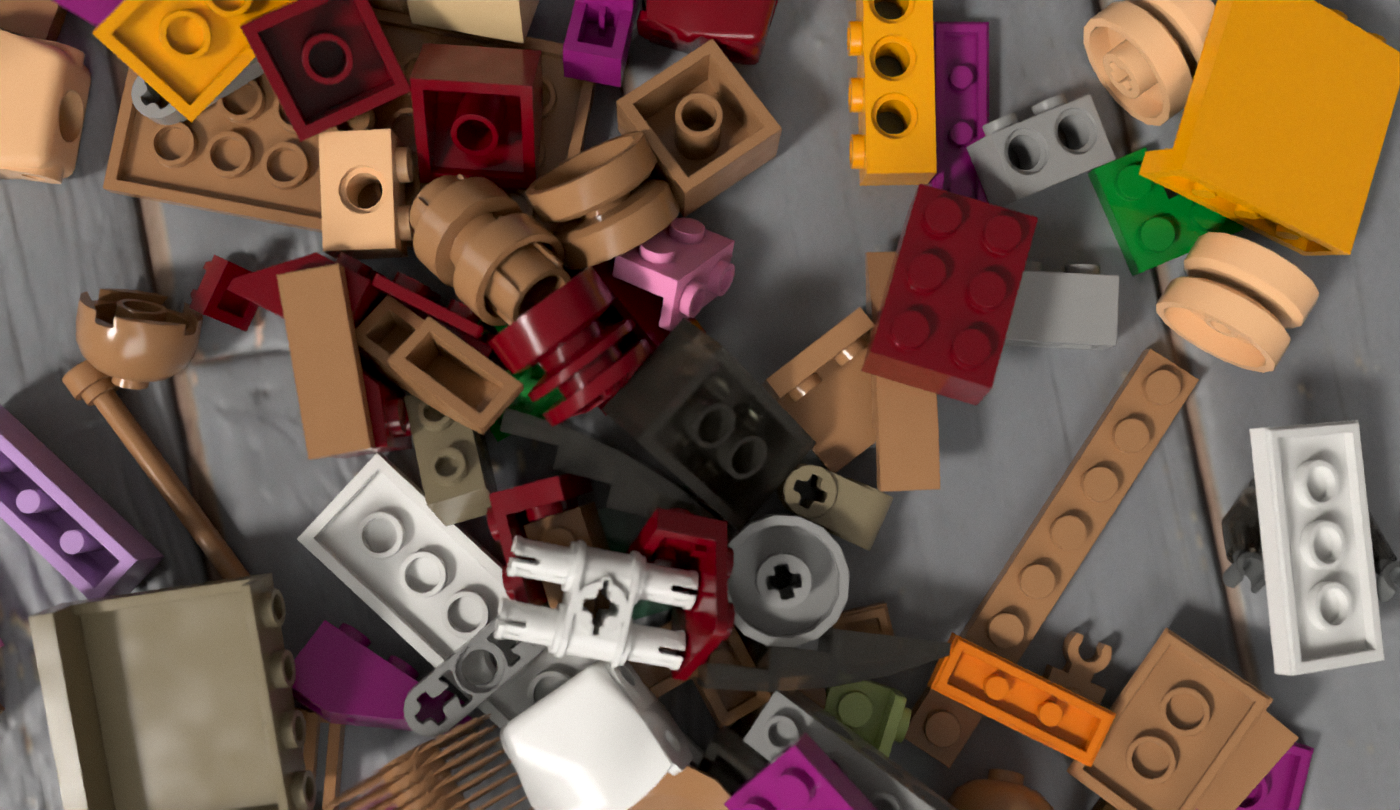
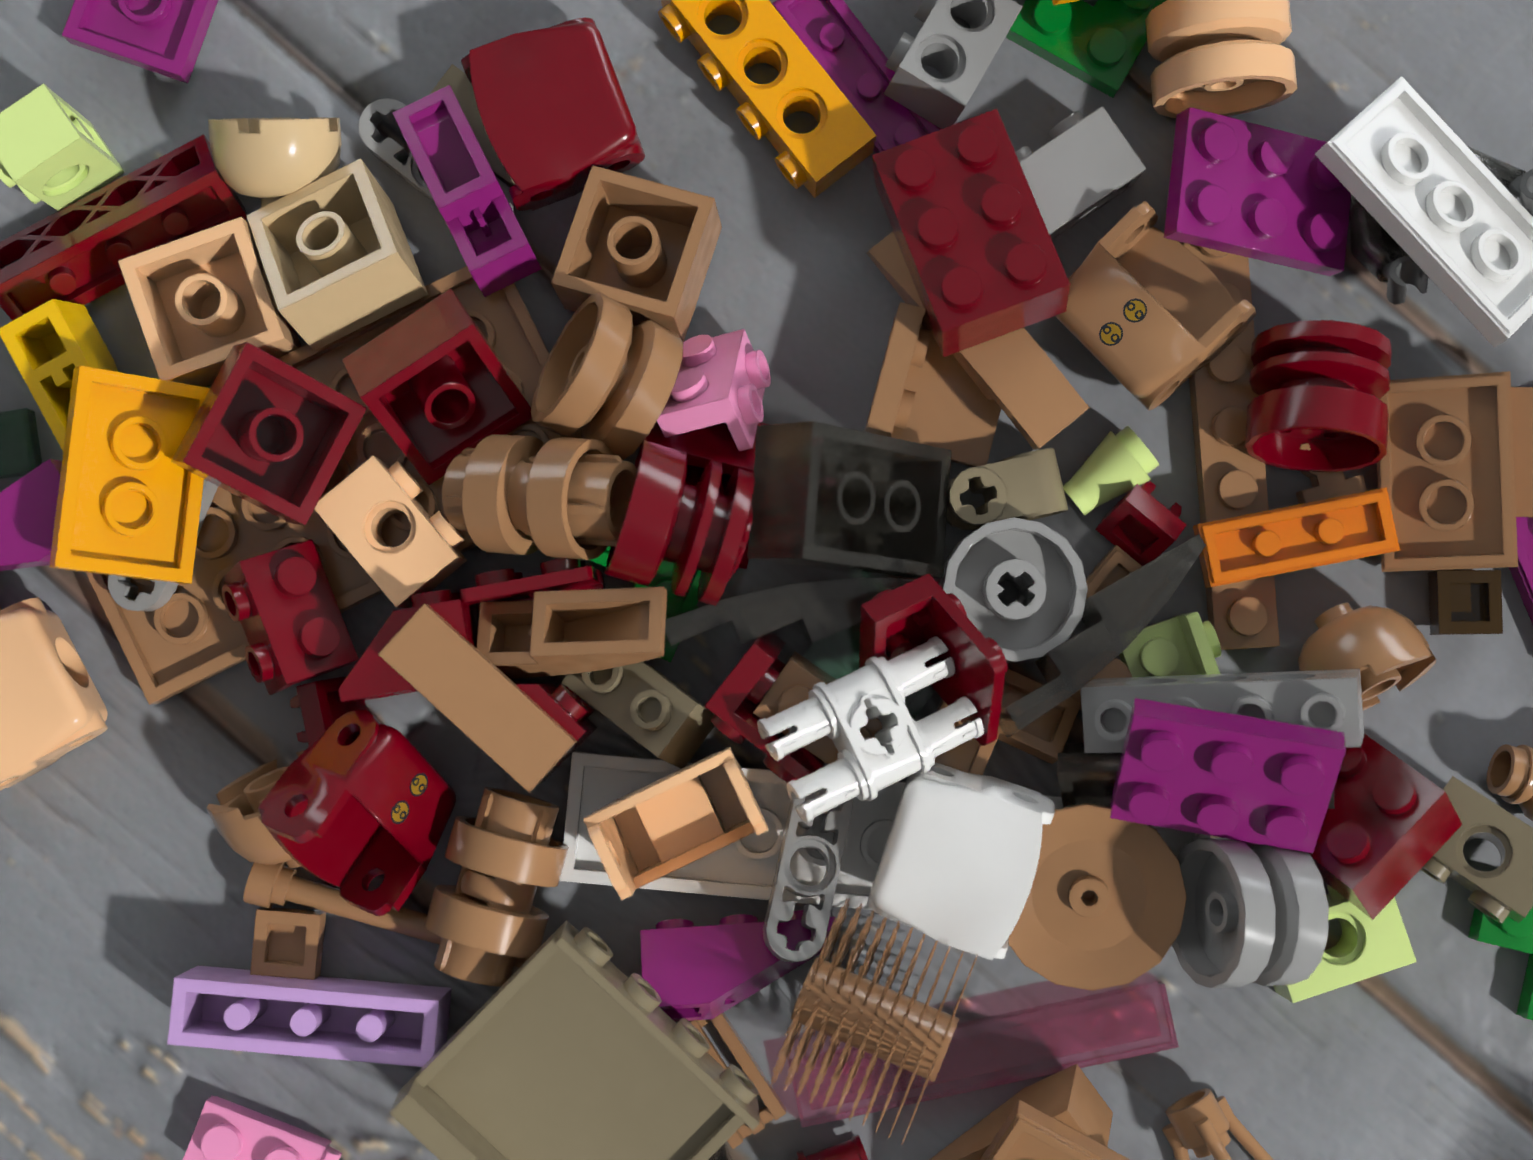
camera: 35 degrees left, 0 degrees up
(71, 435) = (288, 943): none -> medium nougat plate
(187, 377) = (361, 809): none -> dark red piece
(227, 523) = (490, 910): none -> medium nougat piece
(245, 199) = (287, 616): none -> dark red bracket
(401, 560) = (674, 821): none -> light nougat piece
(916, 603) = (1142, 524): none -> dark red tile
(923, 546) = (1111, 470): none -> yellowish green cone
(1041, 450) = (1150, 308): none -> medium nougat piece
(1122, 604) = (1321, 389): none -> dark red wheel
(1183, 424) = (1255, 194): none -> magenta plate

